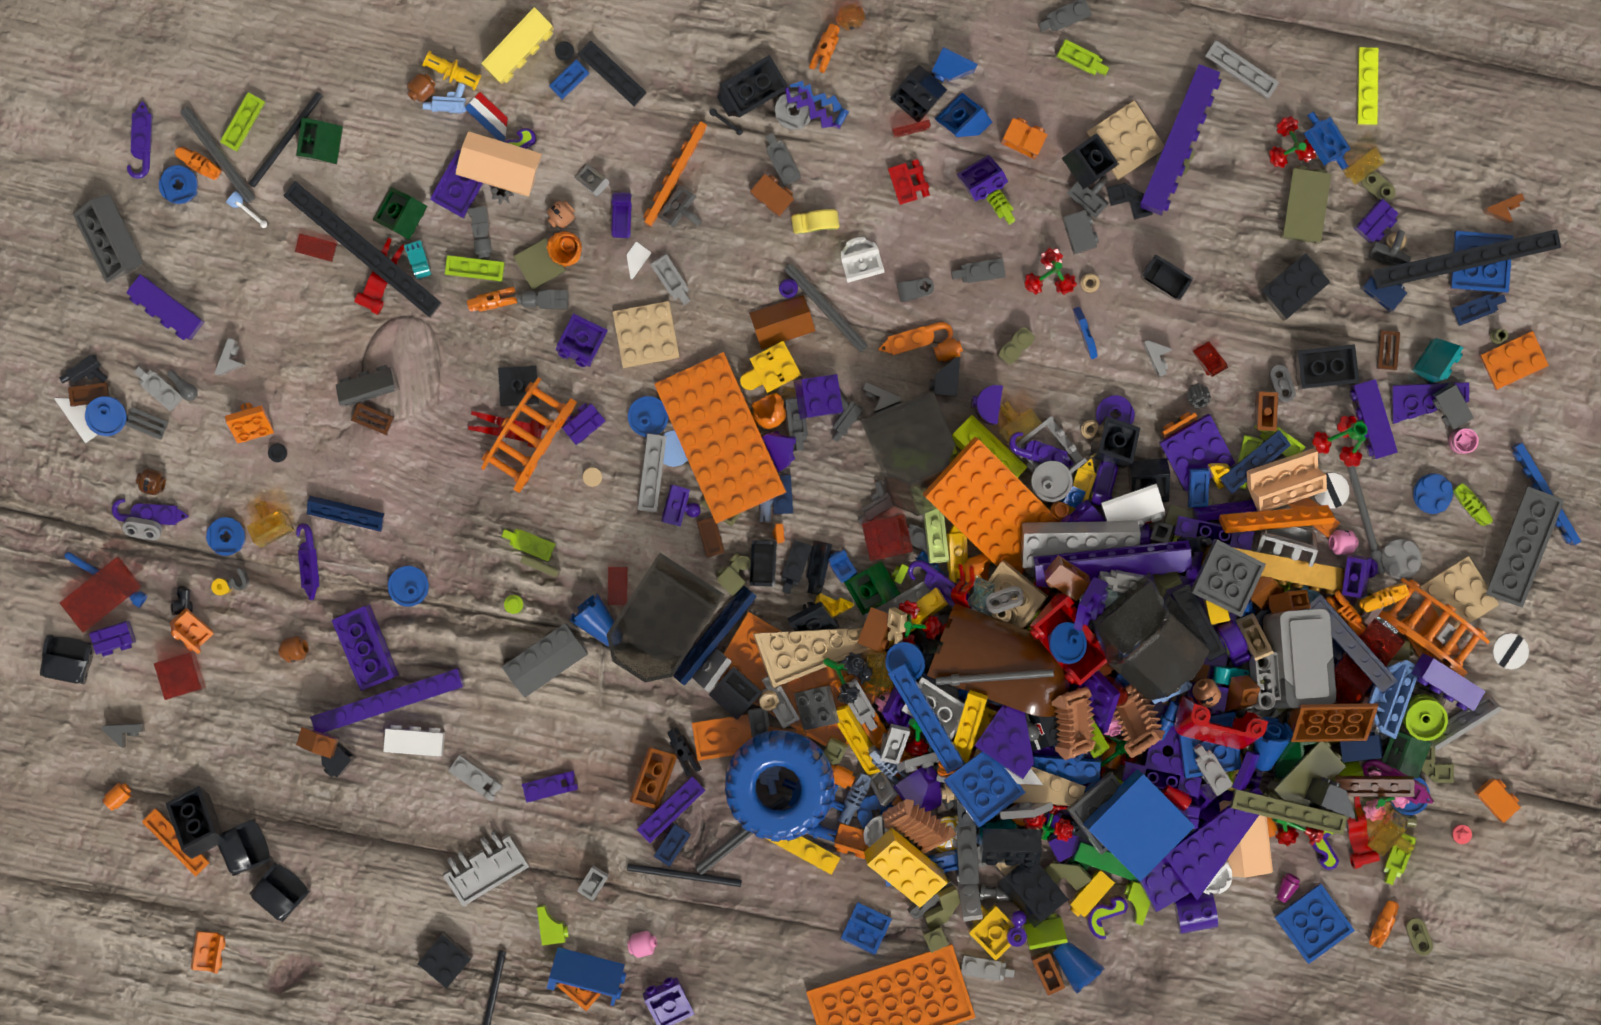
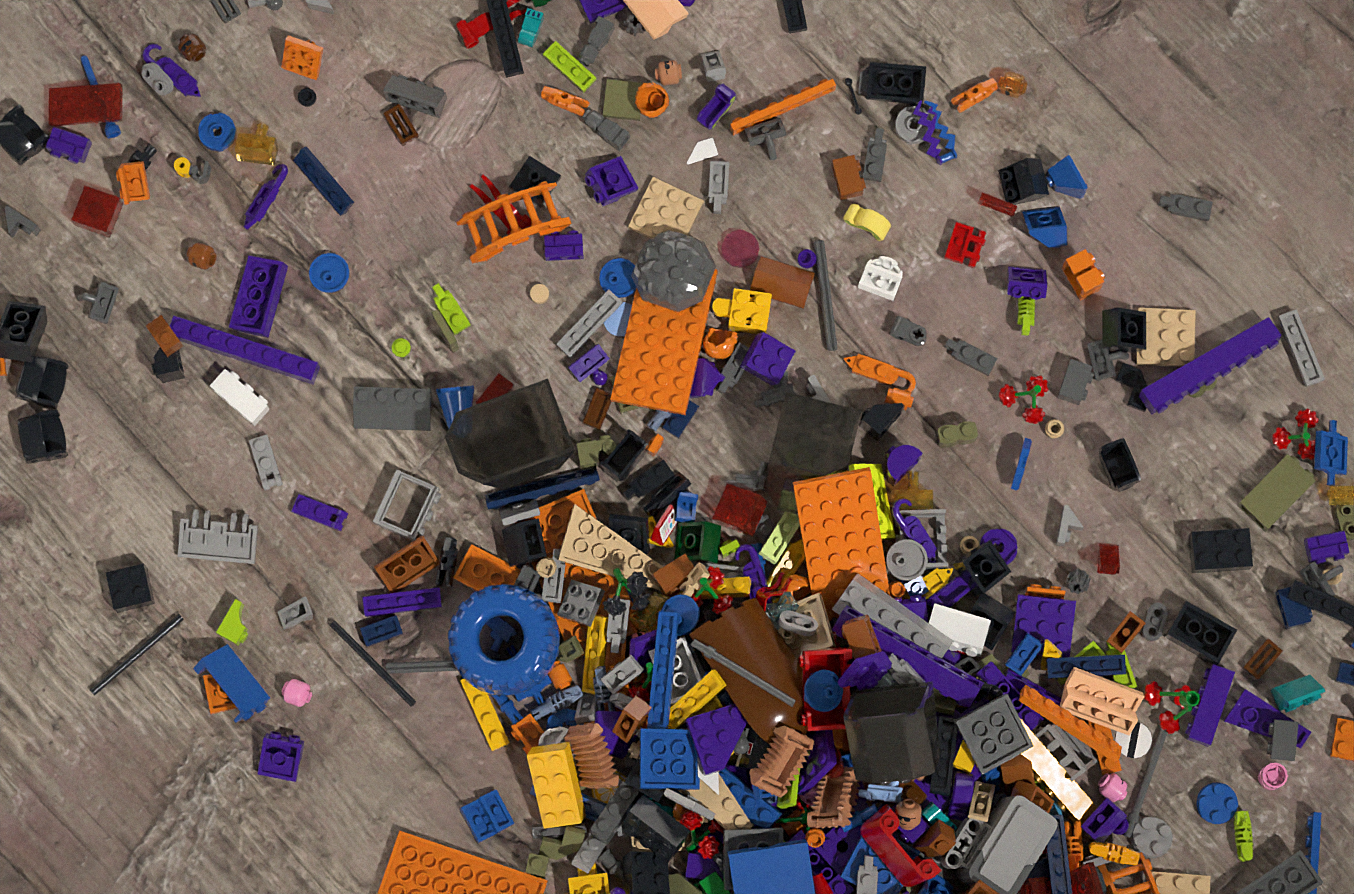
camera: 35 degrees right, 10 degrees down
(241, 746) = (101, 302): none -> dark grey plate
(636, 724) = (424, 515): none -> light grey window
(689, 380) = (673, 270): none -> dark grey rock
(727, 319) = (740, 248): none -> clear pink tile
(837, 595) = (664, 526): none -> slope
(930, 776) = (631, 719): none -> dark orange brick
(1081, 58) = (1176, 248): lime hinge -> none
(1143, 761) = (815, 837): none -> orange plate

